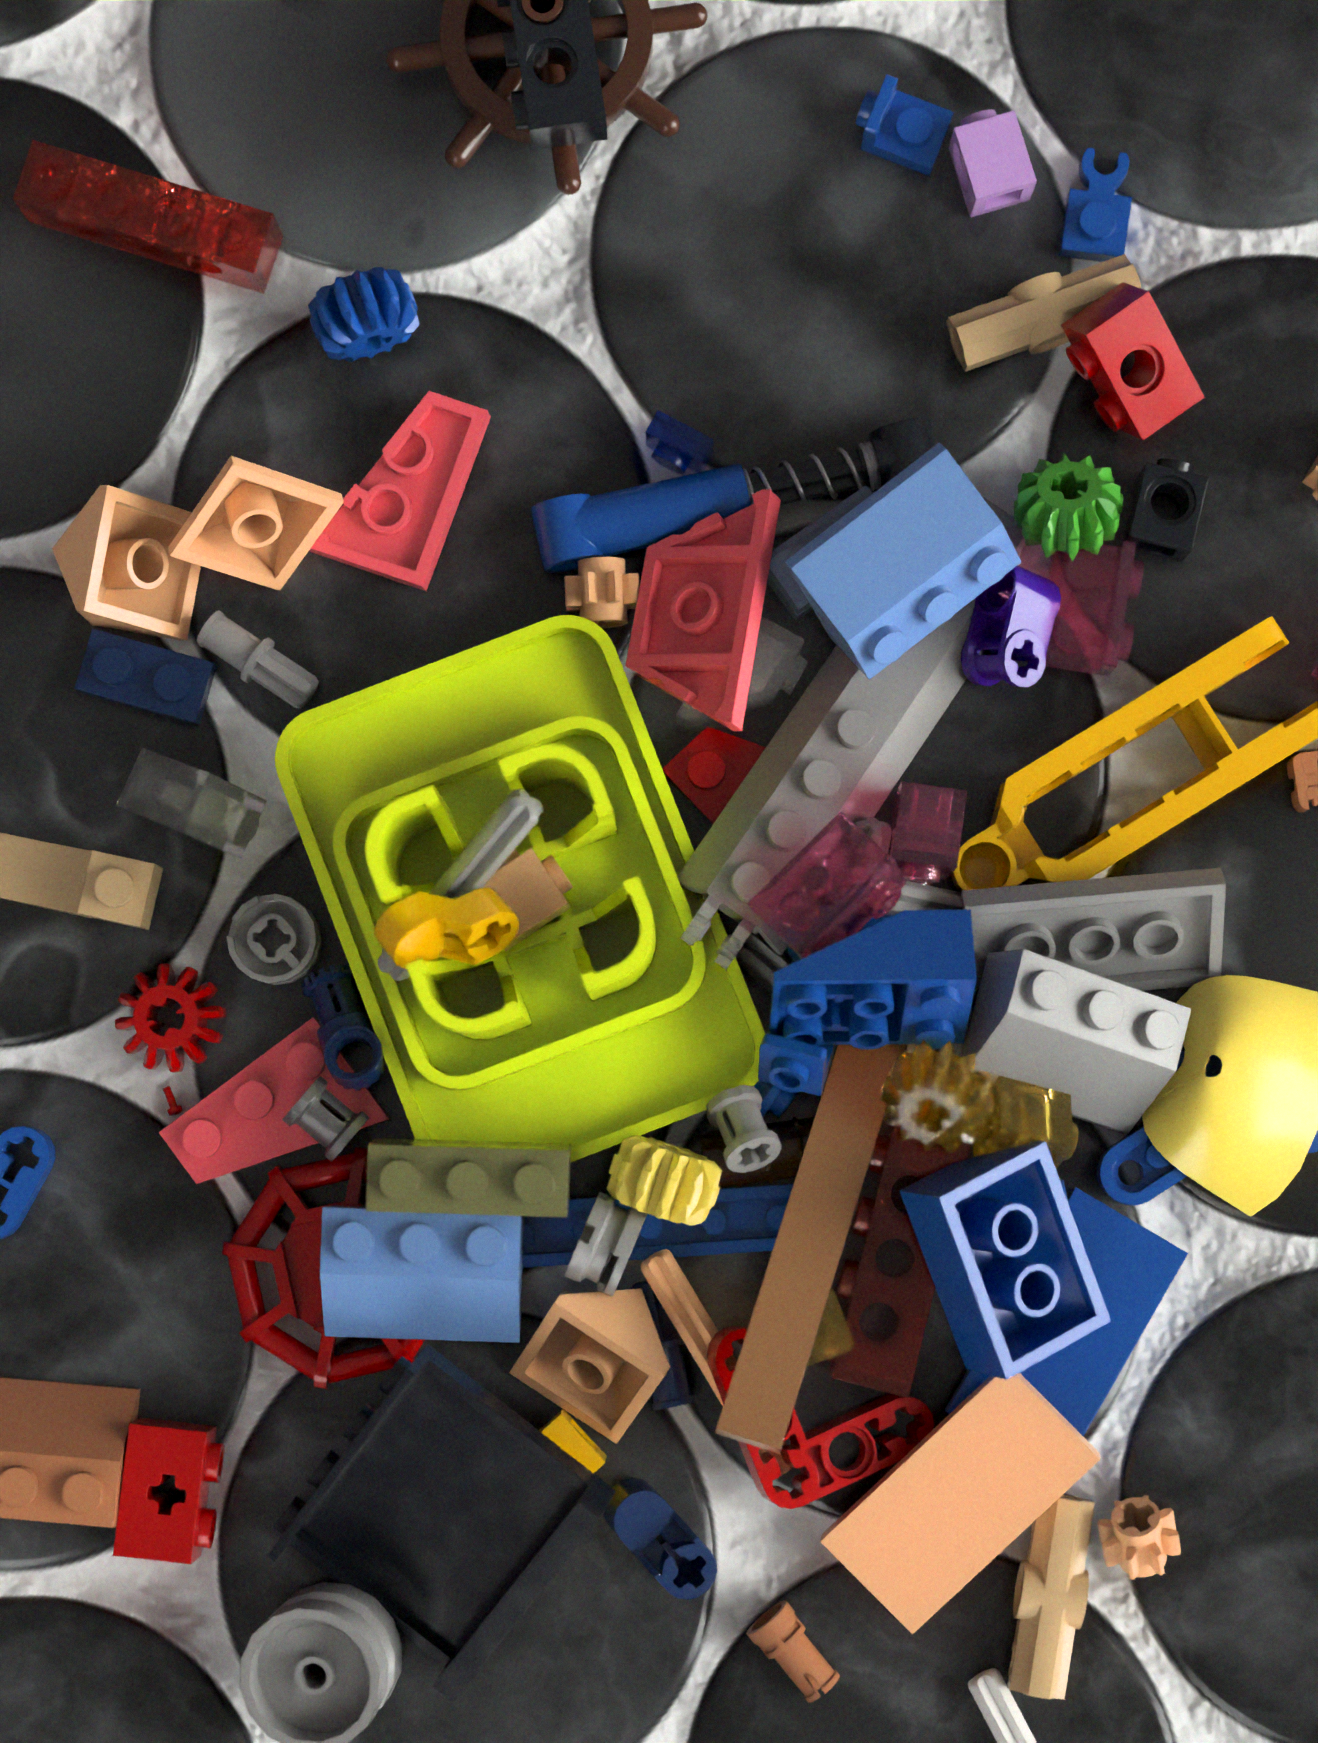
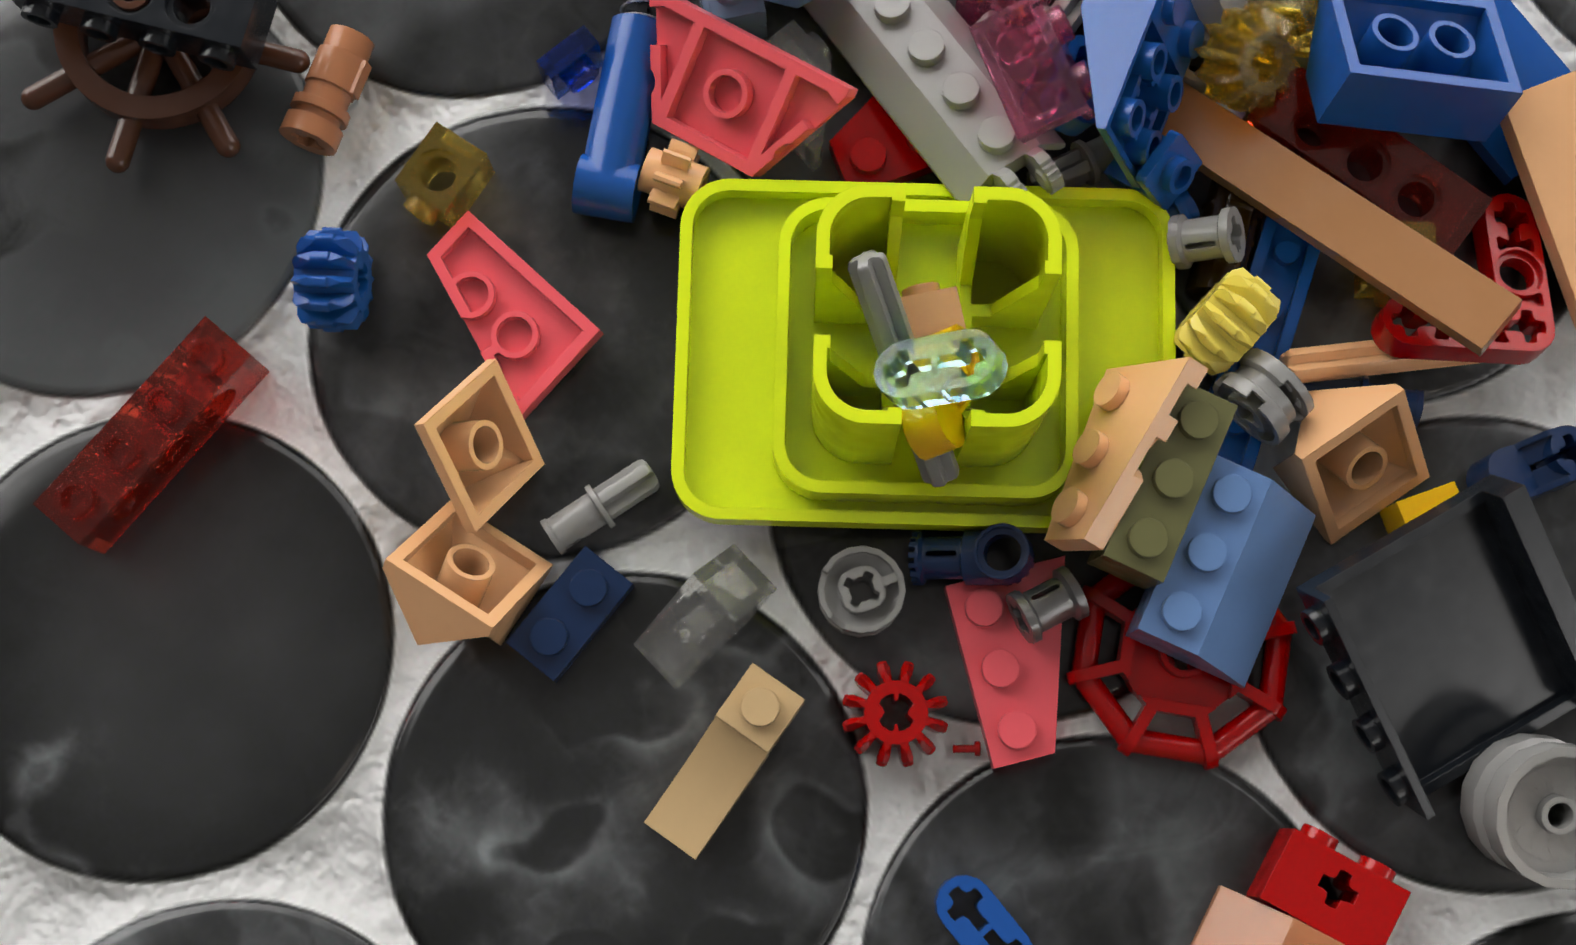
camera: 70 degrees left, 5 degrees down
(465, 910) = (940, 362): none -> clear light blue beam
(501, 1117) = (1124, 423): none -> light nougat wing
(530, 394) = (440, 153): none -> clear yellow brick
(562, 224) = (330, 86): none -> nougat axle

